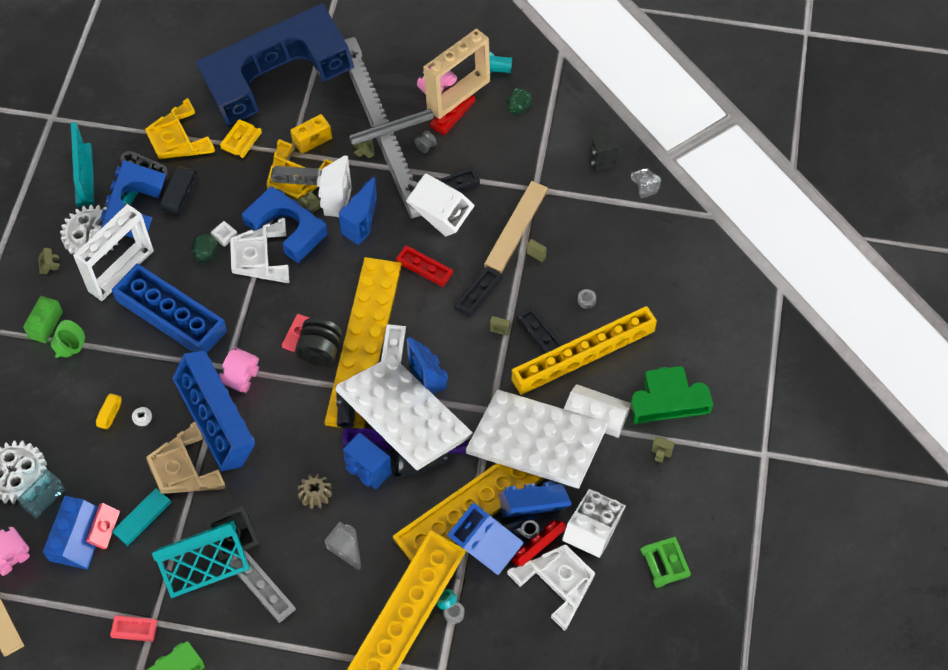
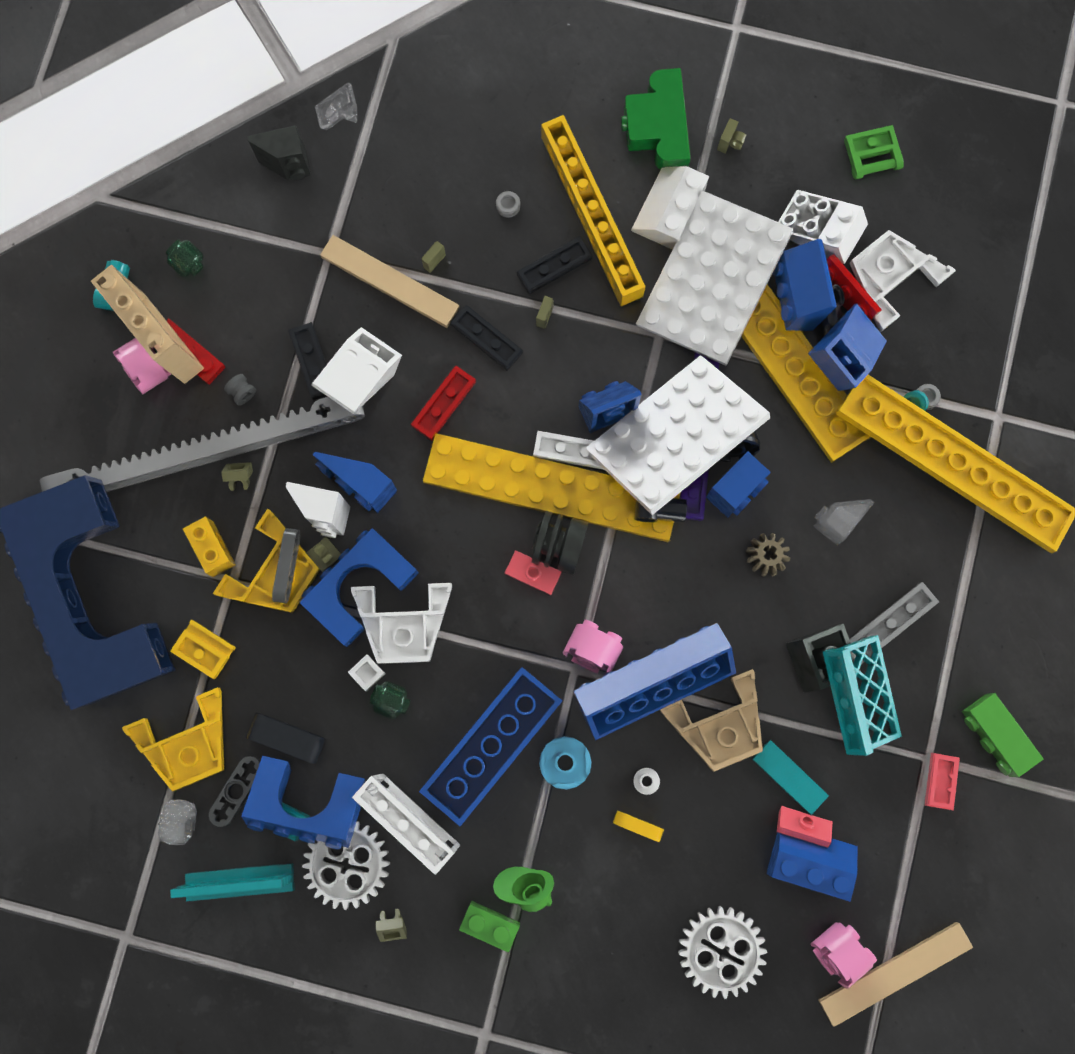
camera: 85 degrees left, 20 degrees up
(41, 493) = (761, 911): clear light blue brick -> none
(123, 132) = (177, 822): none -> clear gear
(159, 373) = (549, 763): none -> medium azure tile
(391, 126) = (218, 430): dark grey axle -> none

